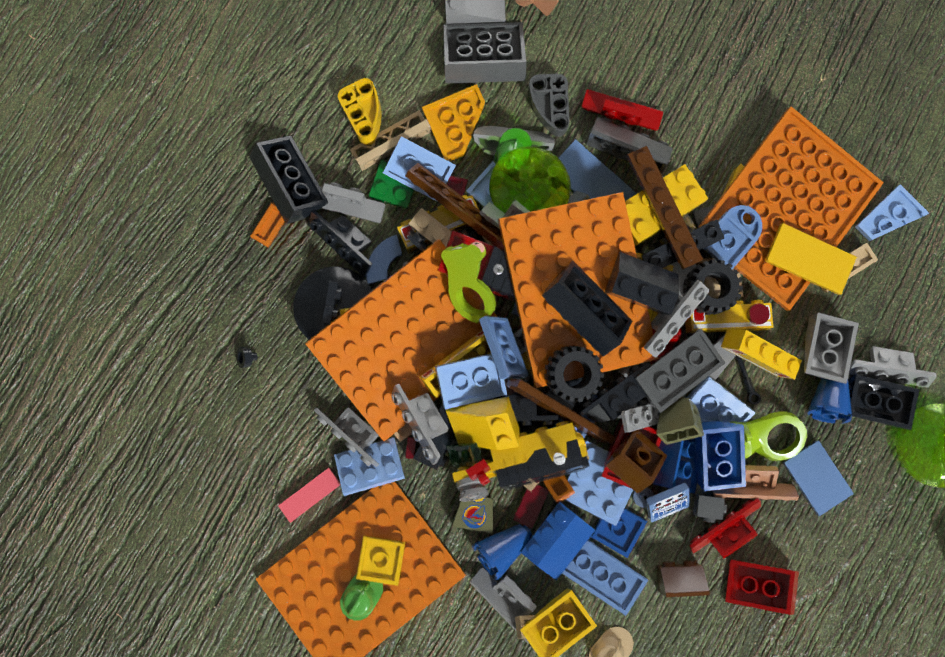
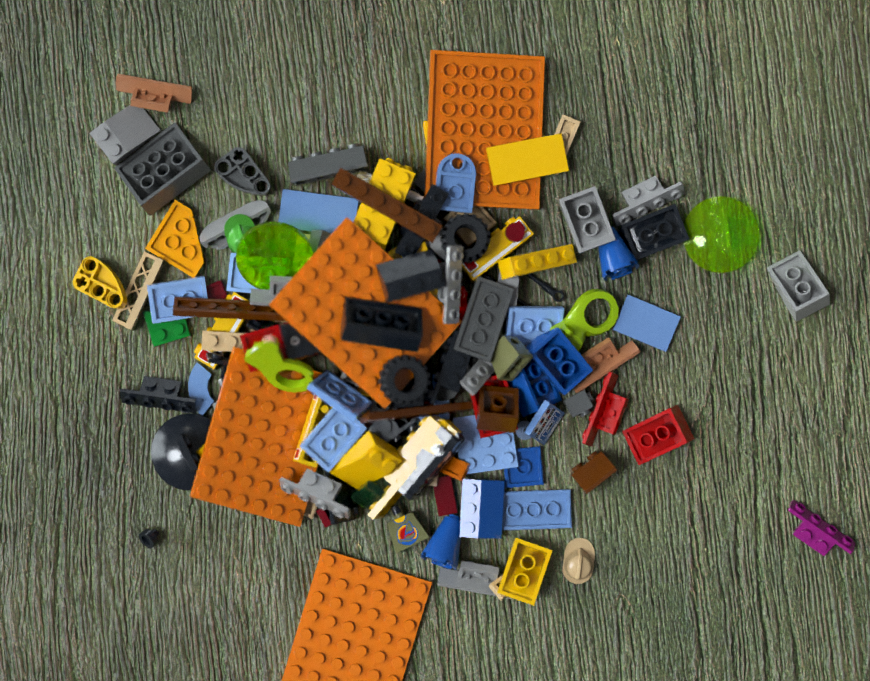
camera: 35 degrees left, 5 degrees up
(268, 226) = (93, 423): orange tile -> none
(287, 178) = (82, 378): black slope -> none
(309, 495) = (272, 605): coral tile -> none
(352, 203) = (136, 366): light grey bracket -> none
(353, 430) = (271, 534): light grey bracket -> none
(358, 476) = (302, 553): light blue plate -> none
(360, 598) = (364, 651): bright green piece -> none
(380, 560) = (360, 615): yellow tile -> none
(471, 490) = (390, 515): light grey wheel -> none
(479, 471) = (385, 499): red tile -> none
(622, 110) = (306, 138): red bracket -> none
(891, 213) = (567, 76): light blue wing -> none

